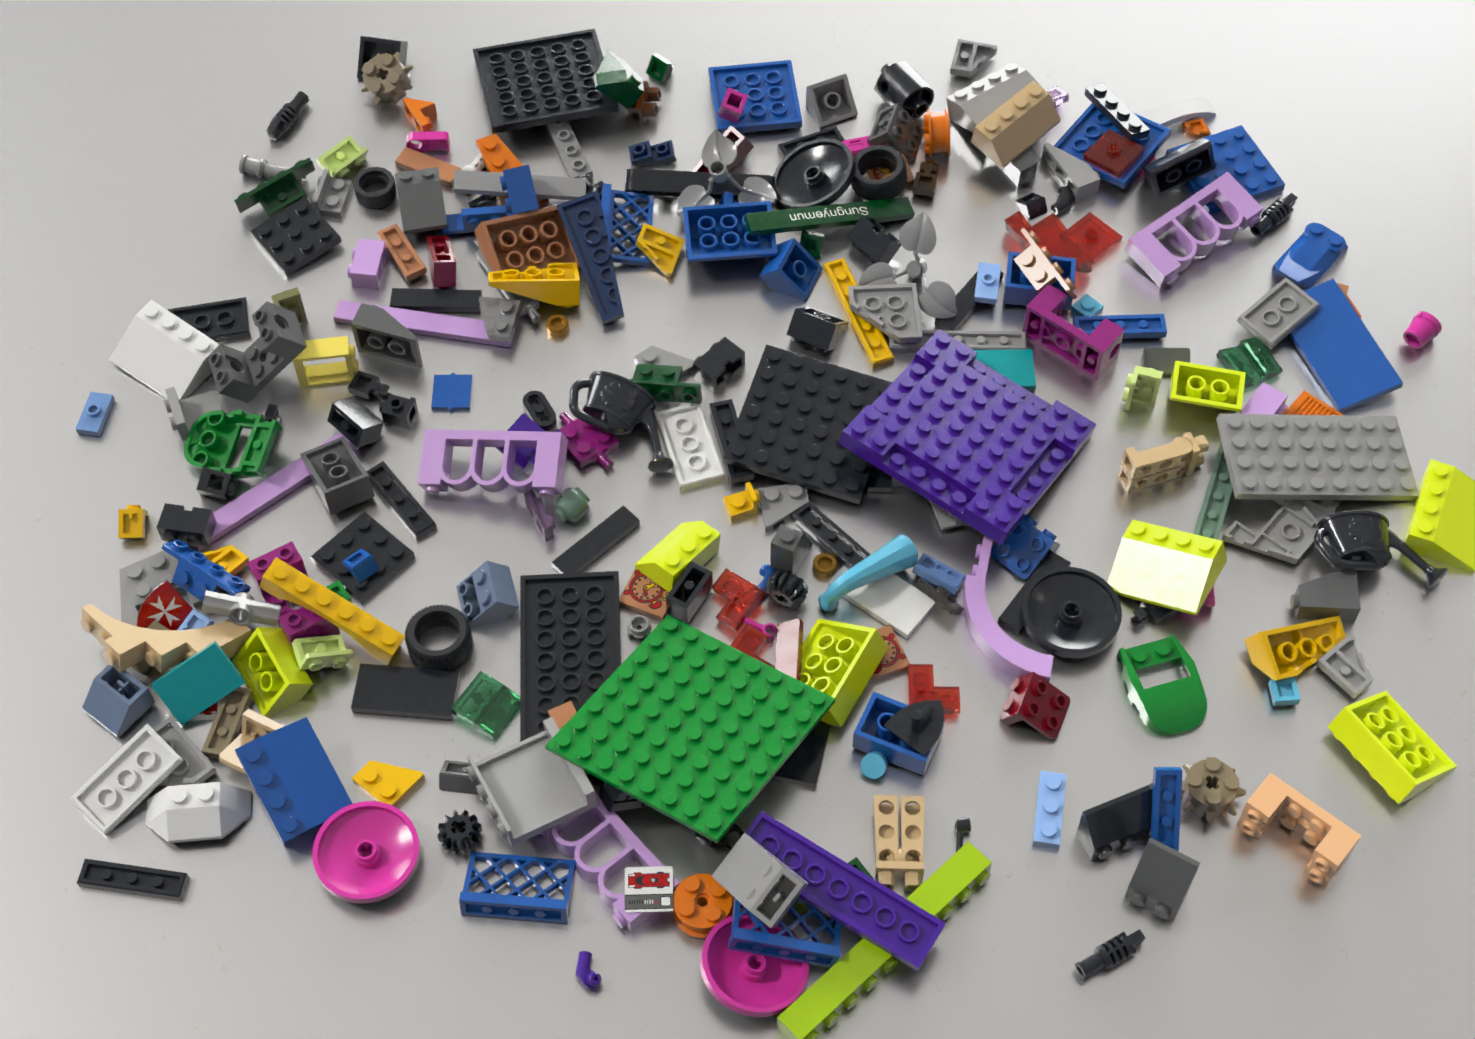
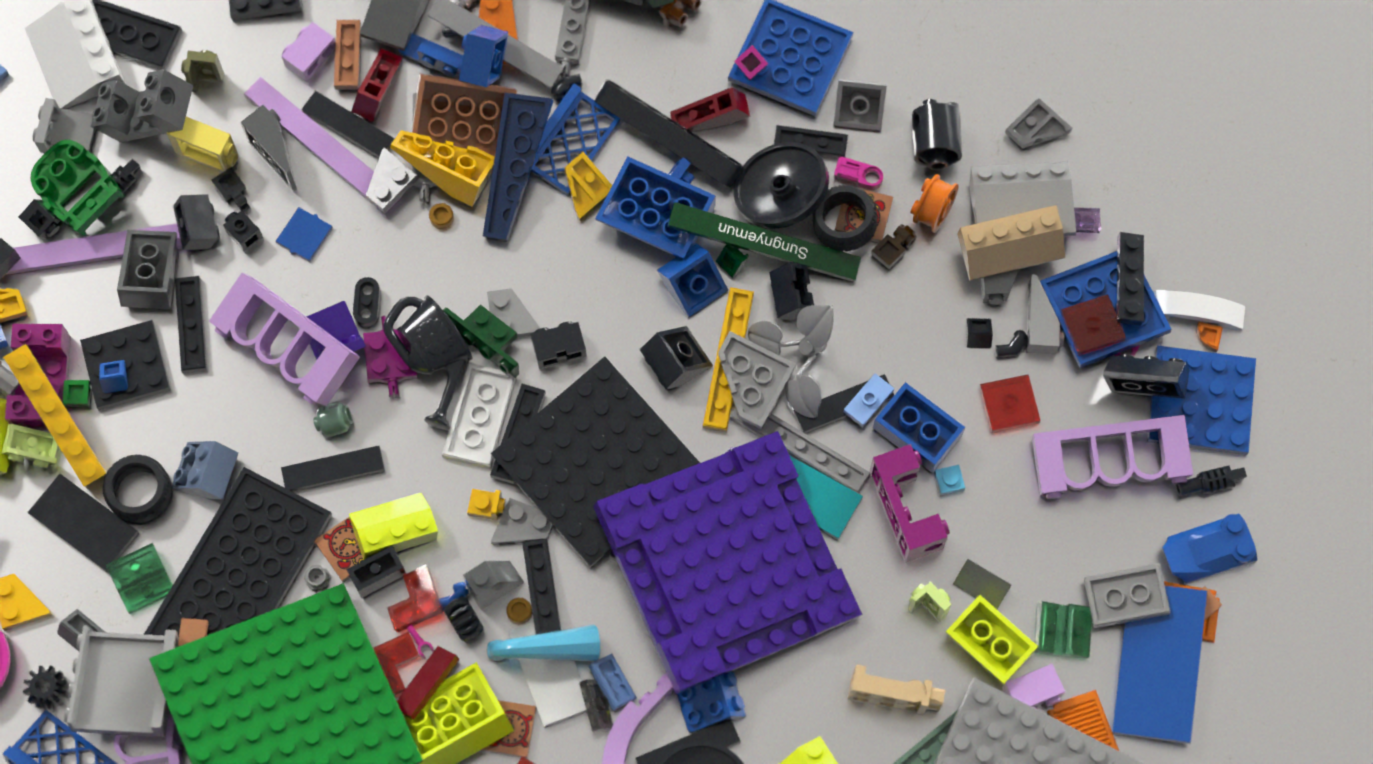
camera: 30 degrees right, 15 degrees up
(537, 510) = (298, 423): clear purple plate -> none
(646, 155) = (648, 68): dark blue slope -> none
(716, 155) = (703, 110): light grey plant -> none
(899, 128) = (899, 176): dark grey bracket -> none
(1038, 268) = (919, 420): bracket -> none
(1052, 236) = (961, 386): clear red slope -> none
(1134, 325) = (965, 519): blue plate -> none
(1422, 329) = (1256, 695): dark pink piece -> none

